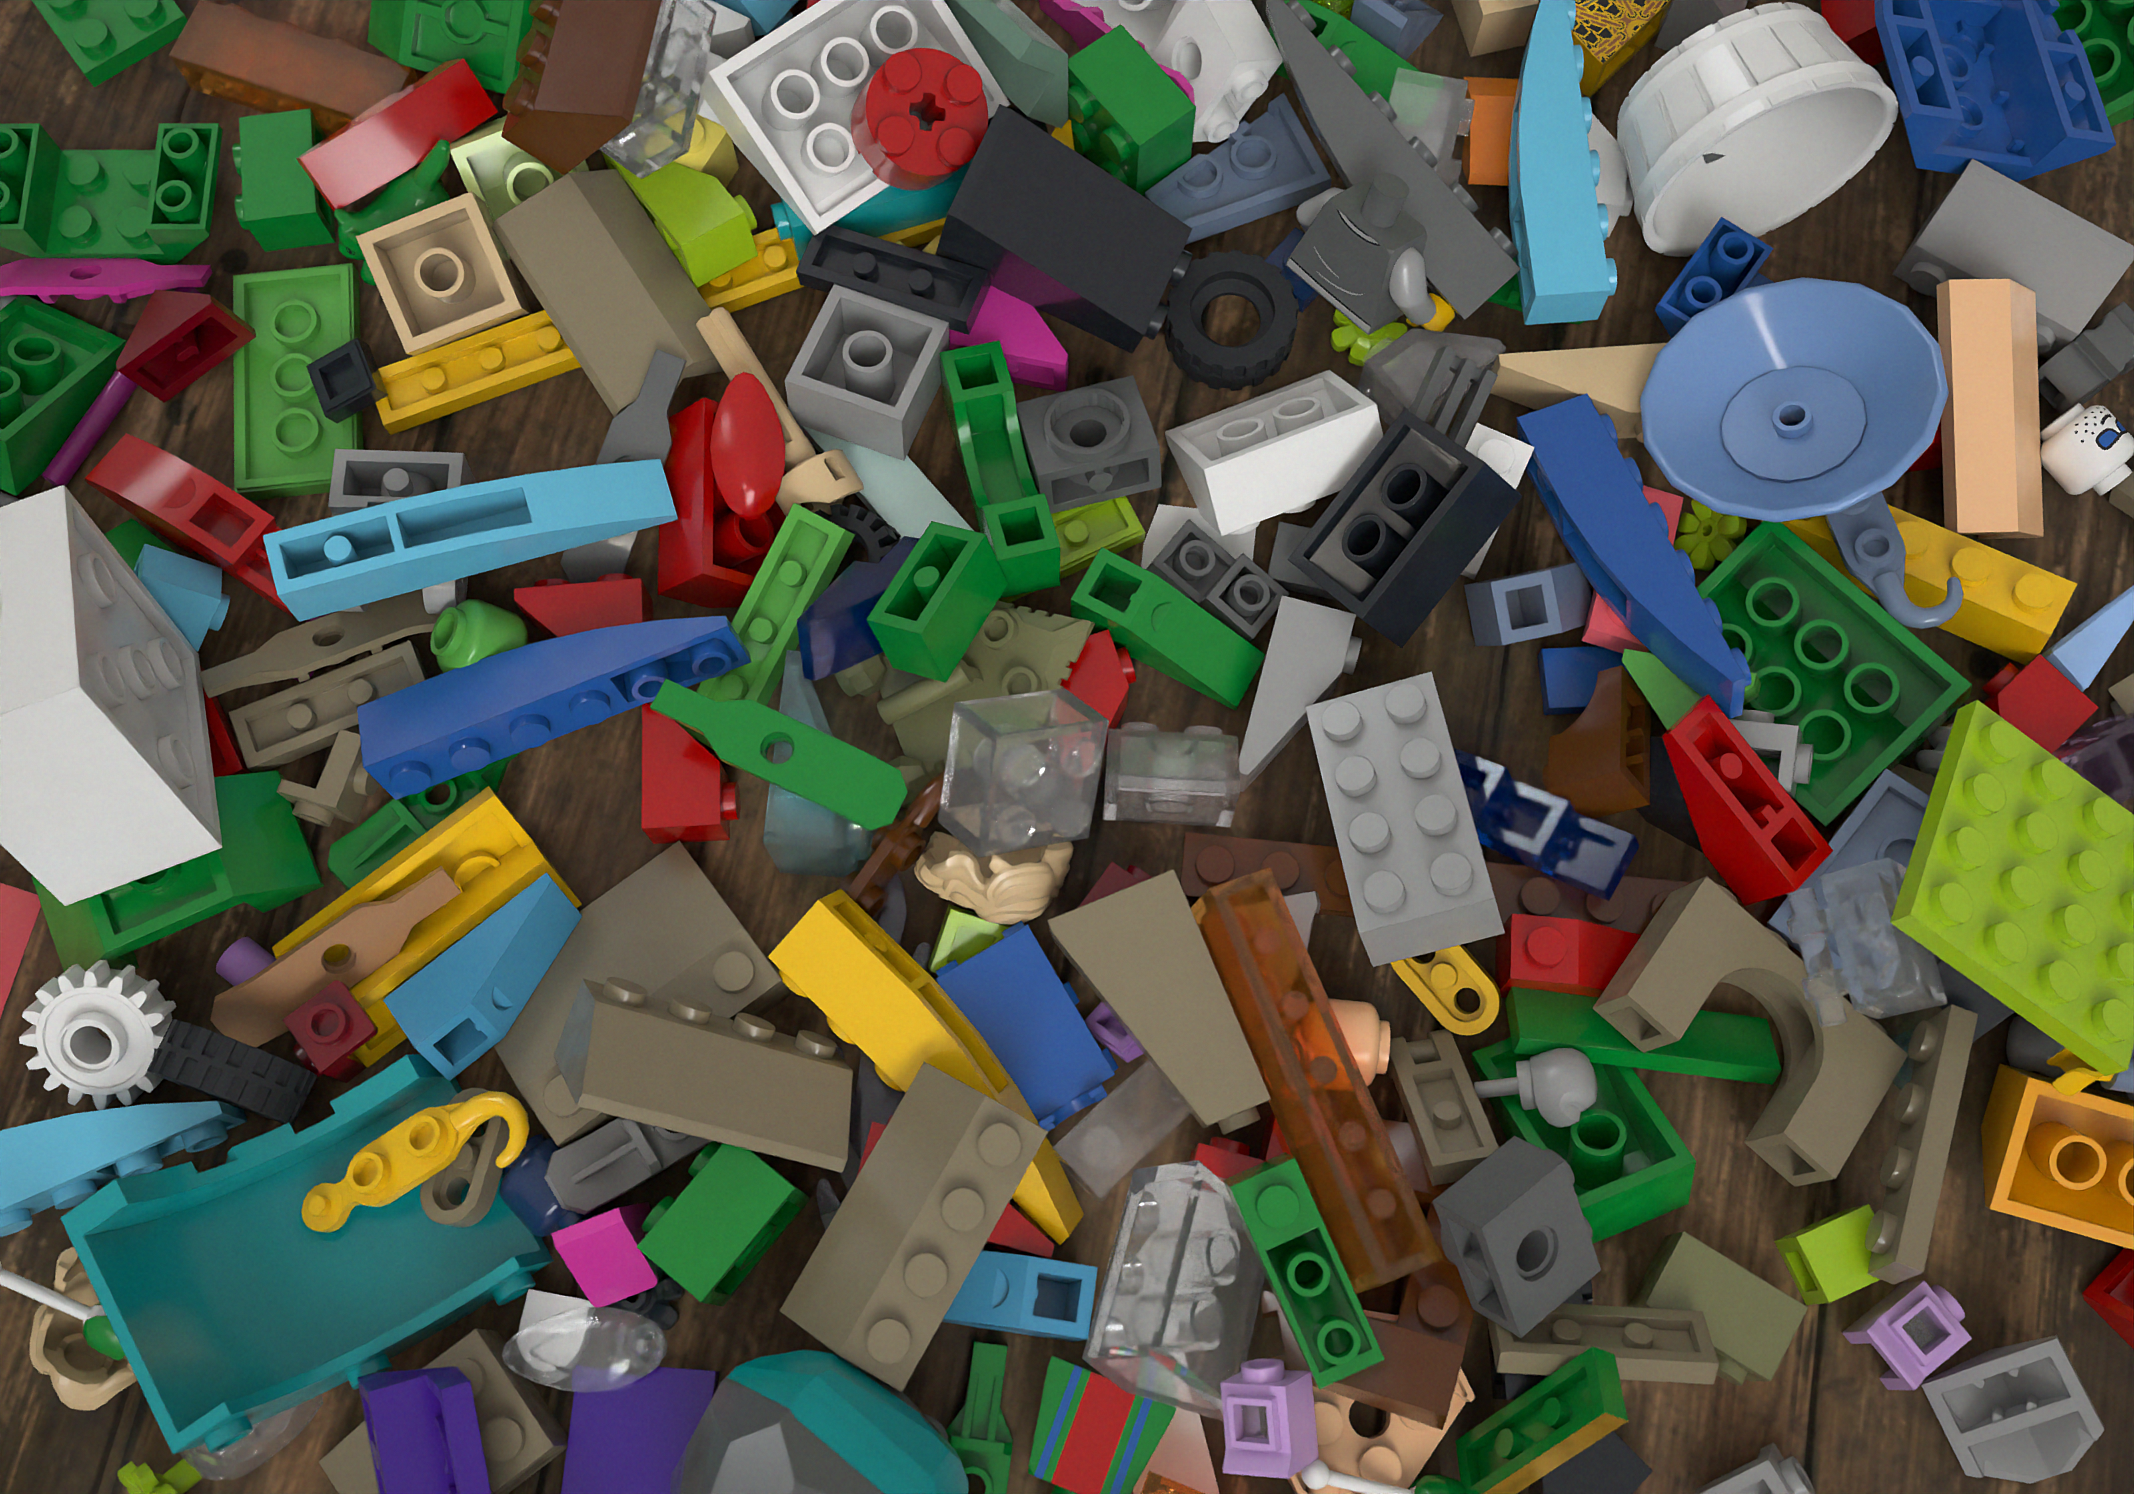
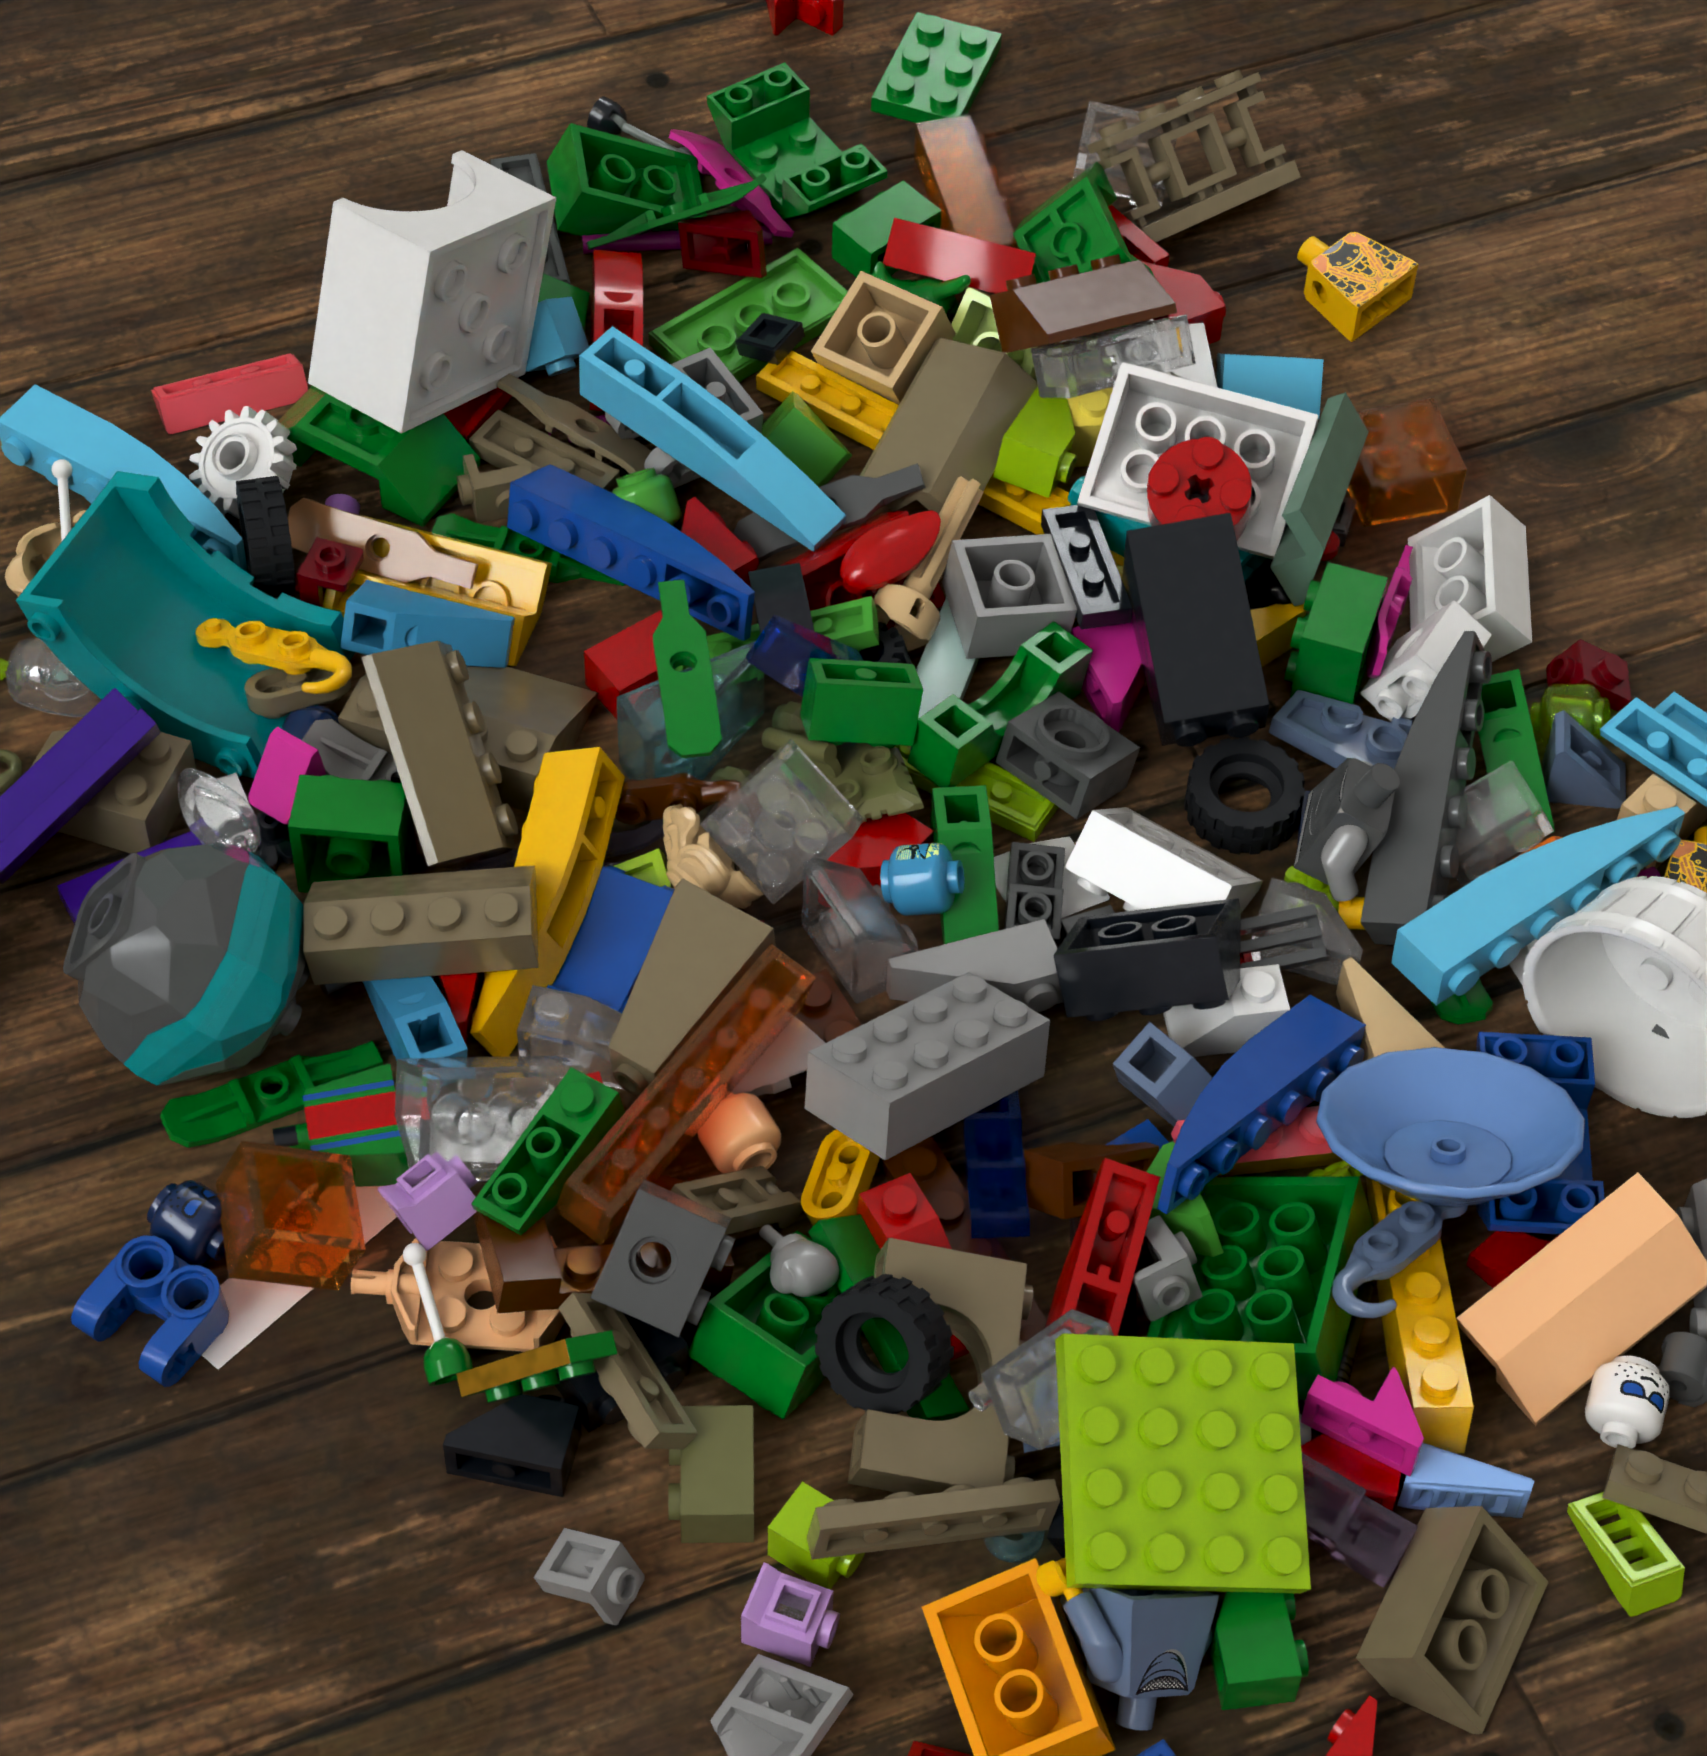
camera: 55 degrees right, 20 degrees down
(106, 358) = (679, 211): none -> green piece
(504, 435) = (805, 440): none -> bright green slope
(750, 598) = (780, 593): none -> black slope
(1174, 680) = (921, 879): none -> dark azure head
(1739, 1034) = (917, 1321): none -> black tyre
(2039, 669) = (1377, 1428): none -> dark pink slope

